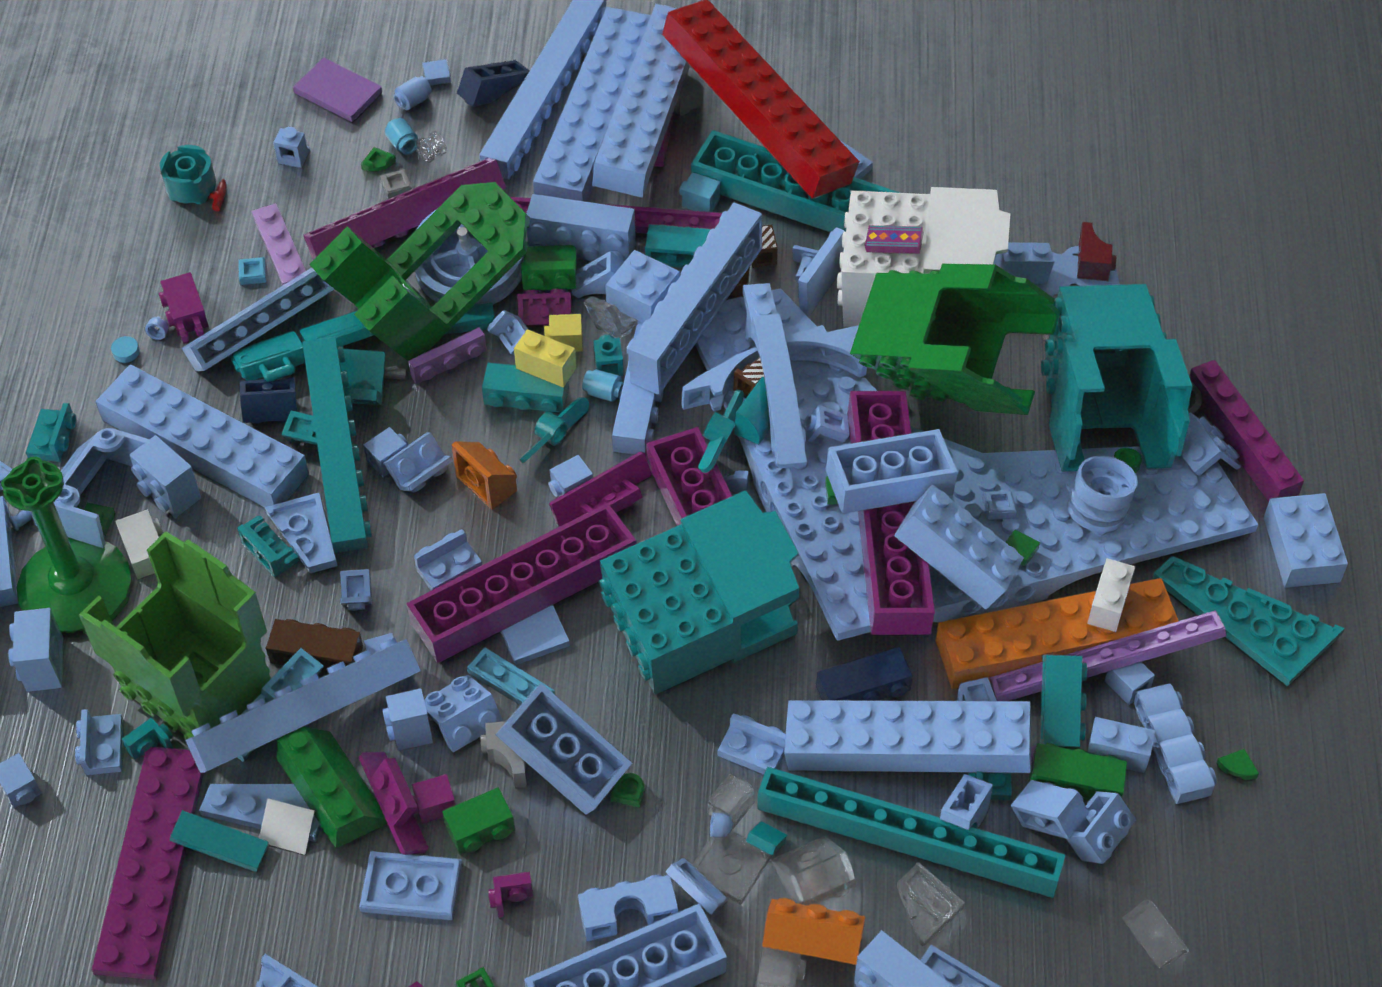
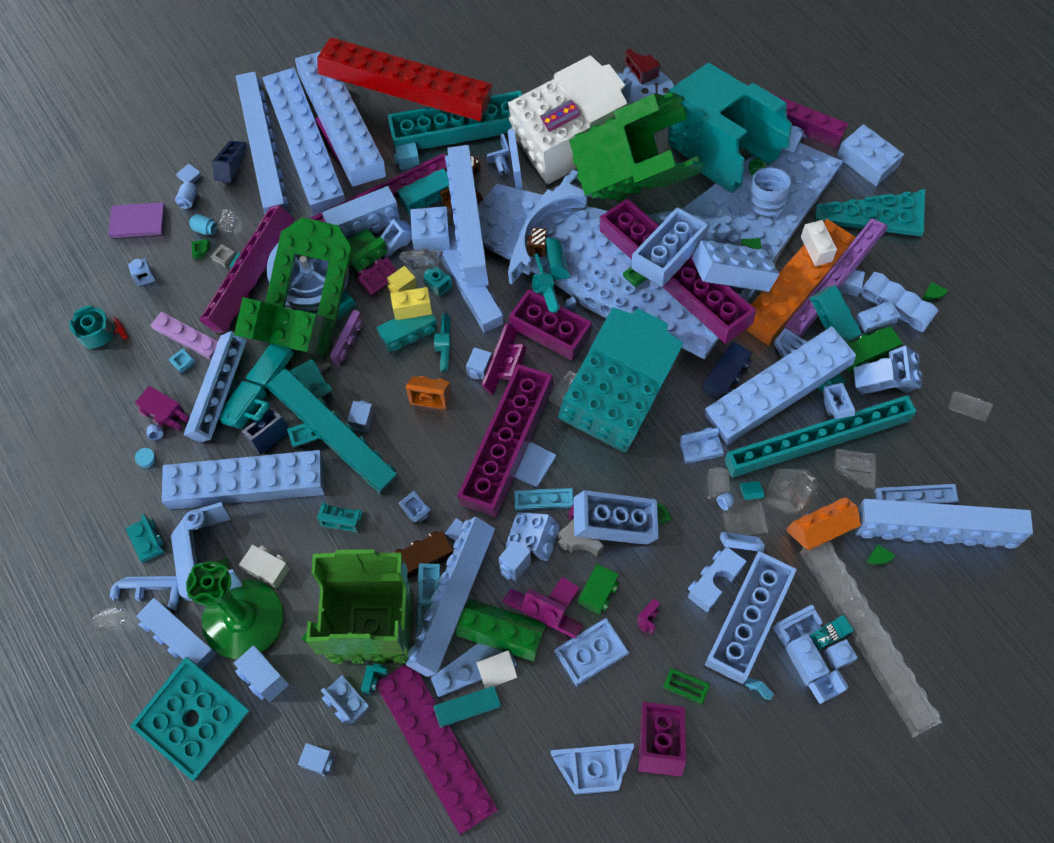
camera: 35 degrees left, 10 degrees up
(164, 477) = (245, 518): light blue brick -> none
(305, 530) = (354, 493): light blue wing -> none
(417, 463) = (386, 411): light blue bracket -> none
(446, 560) = (450, 457): light blue bracket -> none
(508, 328) = (372, 301): light blue bracket -> none
(602, 385) = (449, 298): medium azure brick -> none
(767, 331) = (527, 210): light blue slope -> none
(826, 422) = (596, 243): light blue bracket -> none

